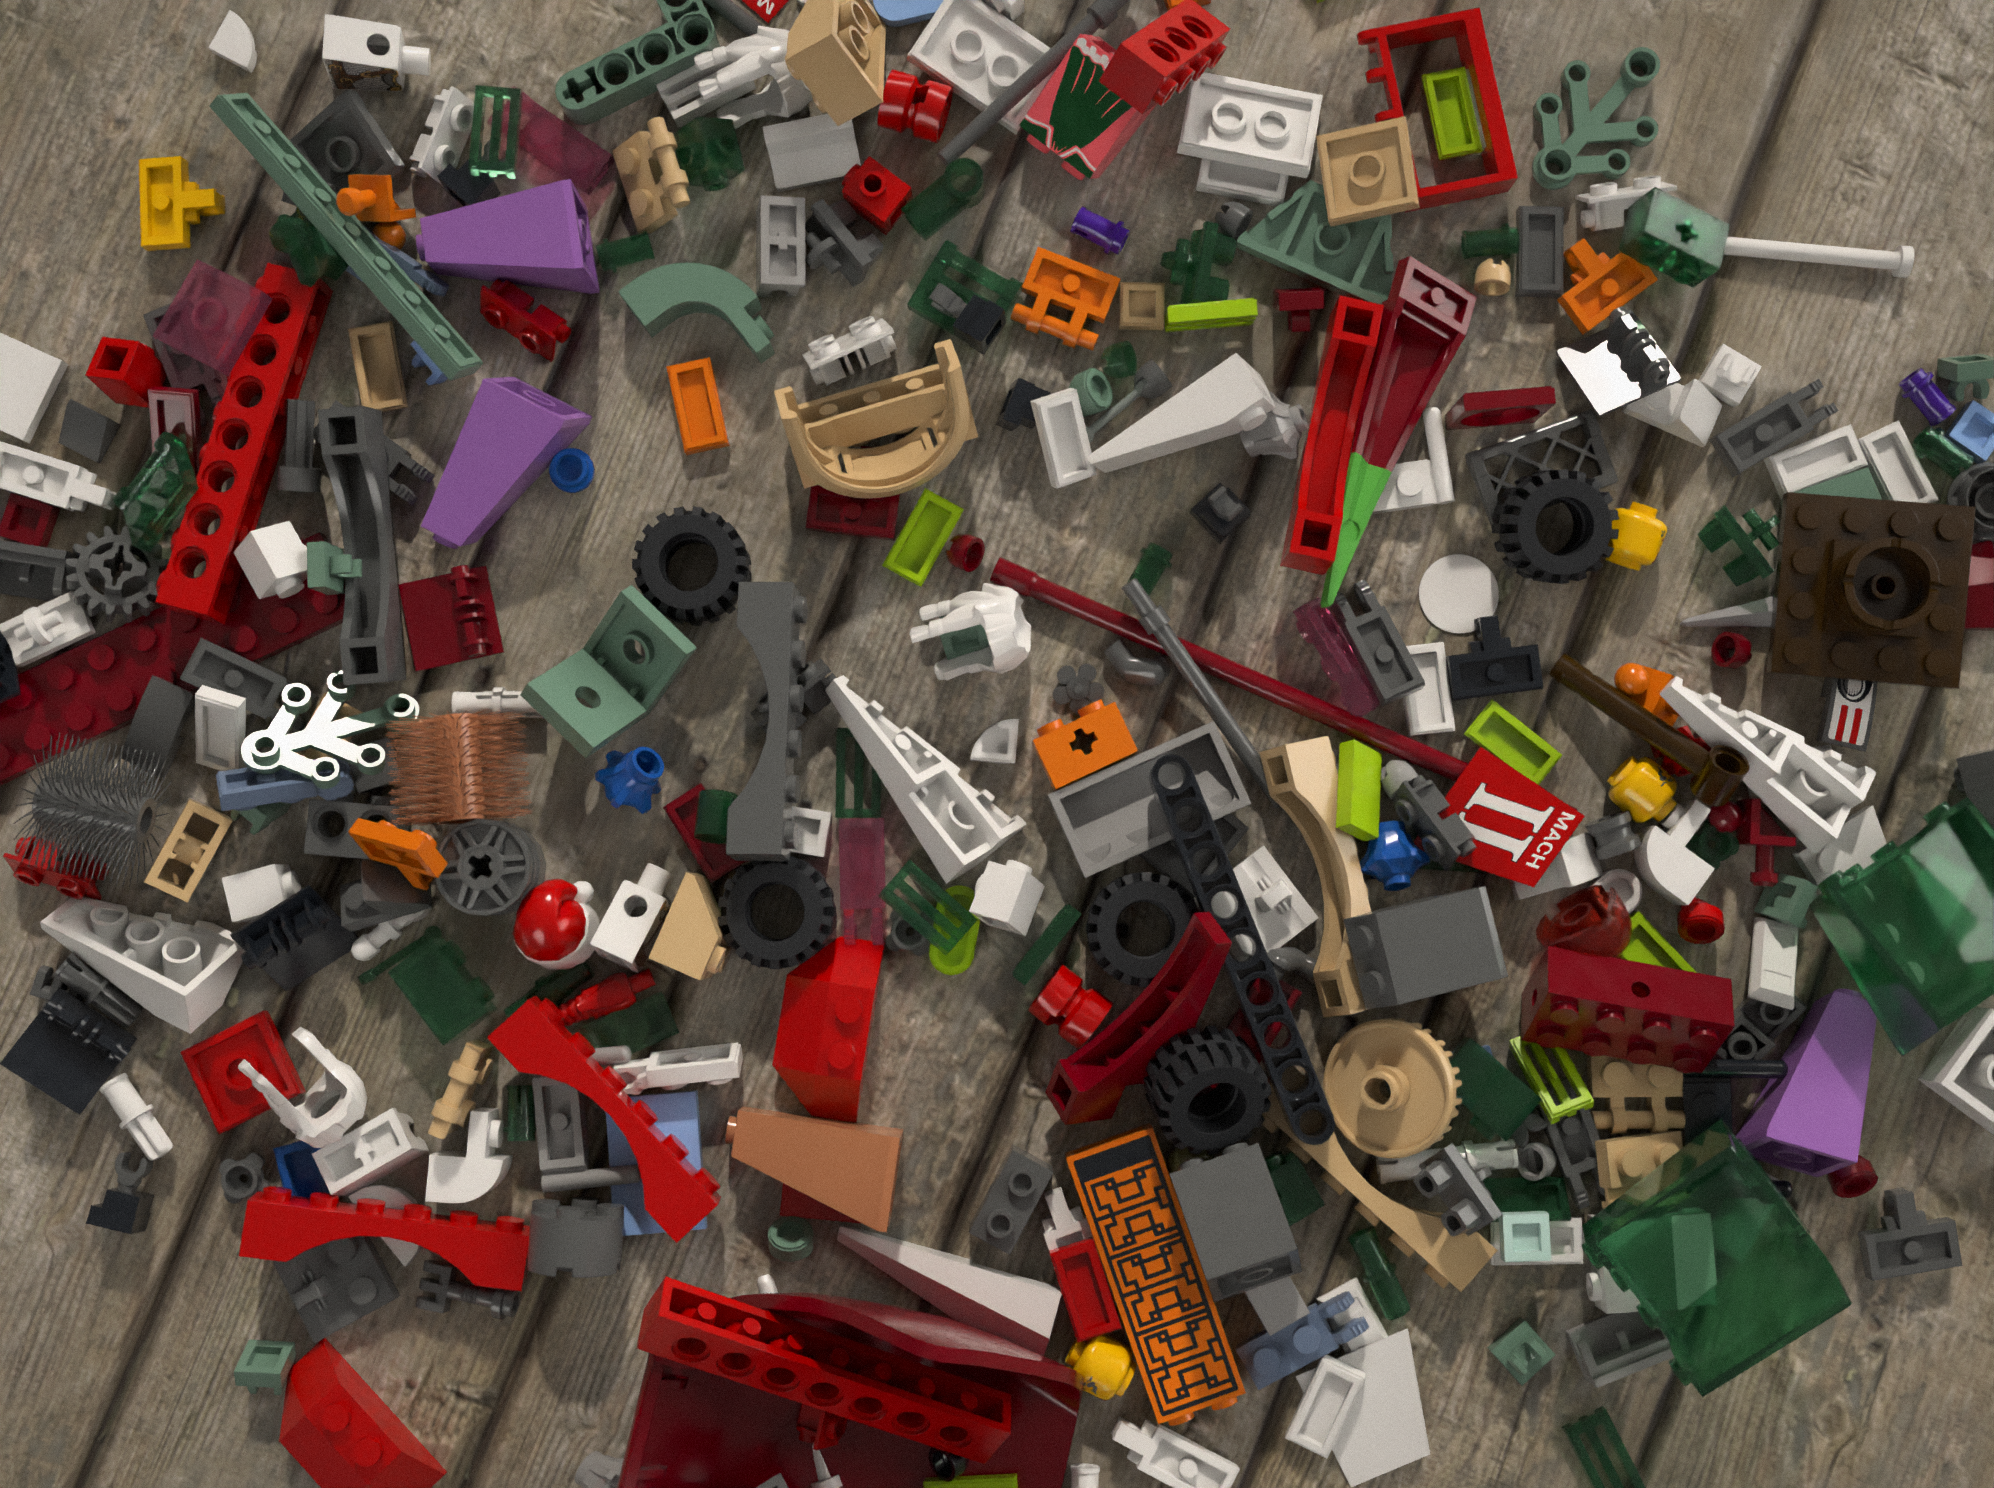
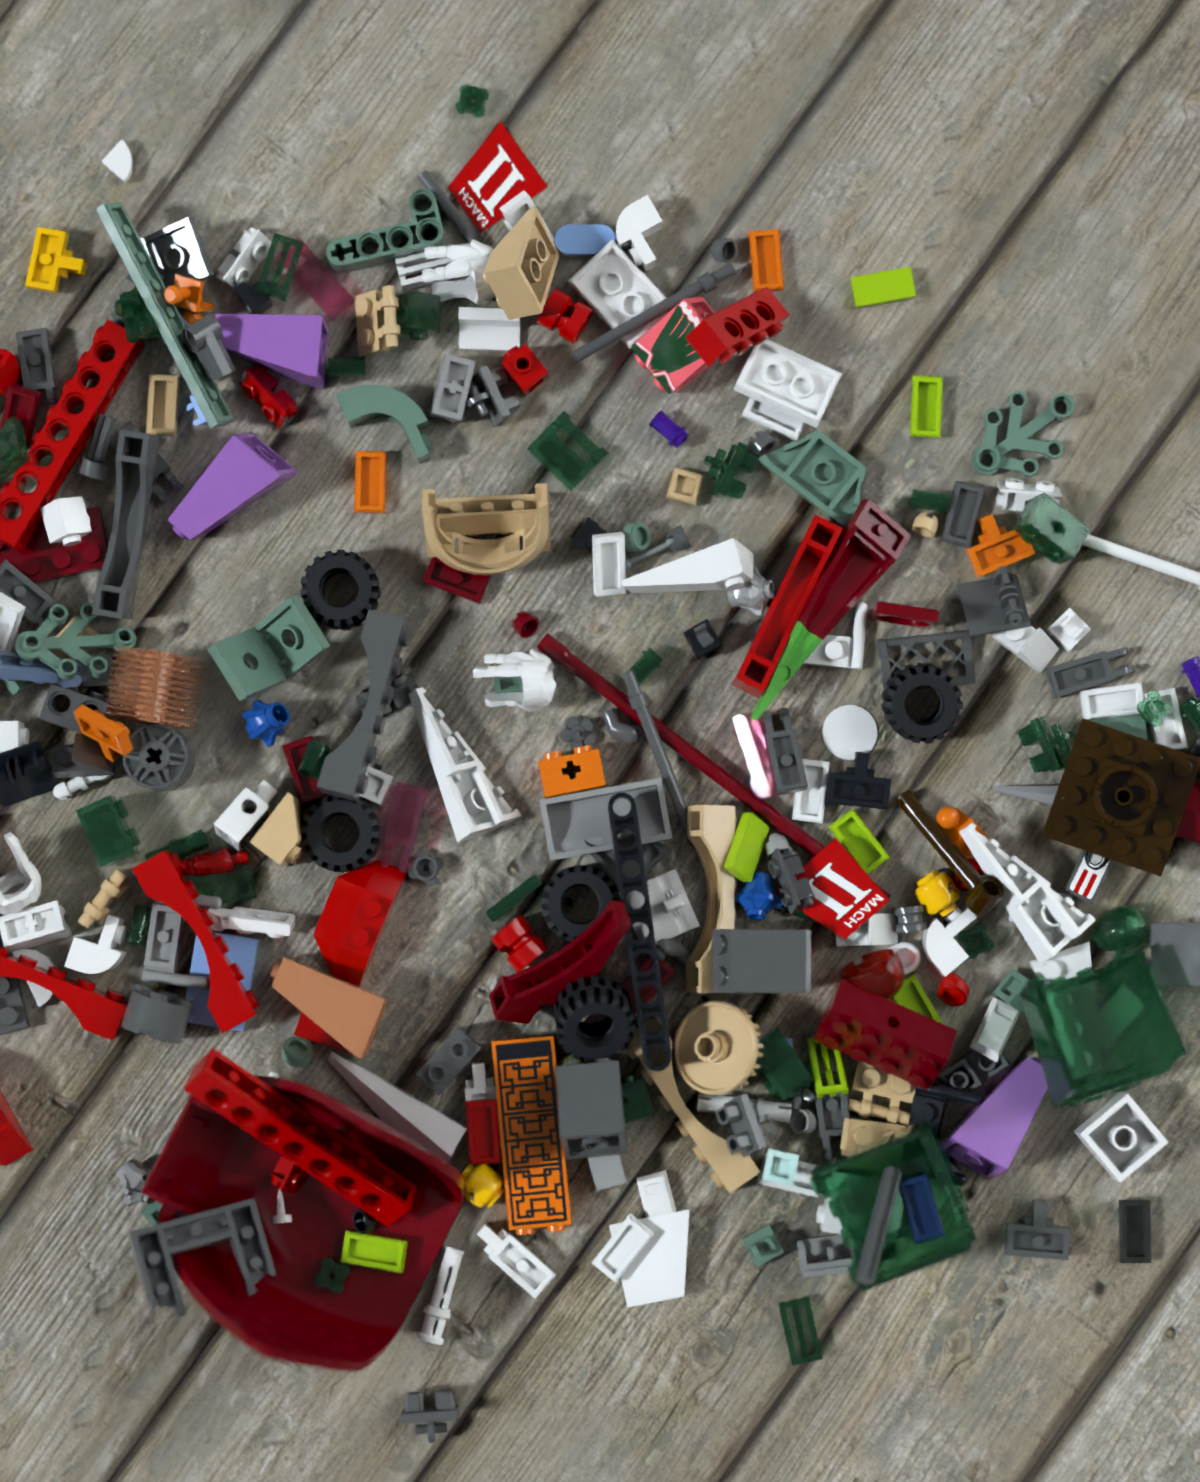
camera: 15 degrees right, 0 degrees up
(212, 317) = (62, 347): clear pink tile -> none
(329, 567) = (101, 534): sand green tile -> none
(369, 55) = (199, 187): white torso -> none
(371, 974) = (62, 809): clear green hinge -> none
(411, 254) = (205, 340): none -> dark grey piece
(451, 617) = (171, 585): dark red hinge -> none
(493, 701) = (188, 648): white pin -> none
(501, 1301) = (98, 1045): dark grey hinge -> none
(556, 924) = (193, 806): red piece -> none
(571, 470) = (275, 505): blue plate -> none
(840, 806) = (404, 757): clear green tile -> none
(866, 334) = (466, 468): white hinge -> none
(915, 919) = (423, 850): clear green tile -> none
(923, 537) = (499, 607): lime tile -> none
(941, 201) = (566, 385): clear green piece -> none
(963, 953) = (456, 874): lime tile -> none
(975, 322) = (568, 471): black piece -> none
(997, 743) = (515, 757): white tile -> none
(1007, 896) = (495, 860): white brick -> none
(1069, 286) = (640, 463): orange plate -> none
(1120, 360) = (661, 520): clear green hinge -> none
(1210, 315) = (728, 504): lime tile -> none
(1297, 304) = (789, 510): dark red tile -> none
(1299, 1343) = (614, 1201): sand blue hinge -> none
(1367, 171) = (856, 435): tan plate -> none
(1379, 1273) = (681, 1170): clear green axle -> none
(1474, 55) = (951, 374): red hinge -> none
(1527, 1195) = (789, 1141): clear green tile -> none
(1638, 537) = (975, 723): yellow head -> none
(1697, 1292) = (878, 1225): none -> dark grey axle
(1731, 642) = (1021, 815): dark red hinge -> none
(1746, 1250) = (921, 1209): none -> dark blue tile
(1756, 829) = (1006, 939): dark red piece -> none
(1853, 1179) = (1011, 1183): dark red tile -> none
(1882, 455) = (1146, 710): none -> clear green plate
(1913, 778) = (1121, 929): none -> clear green hair

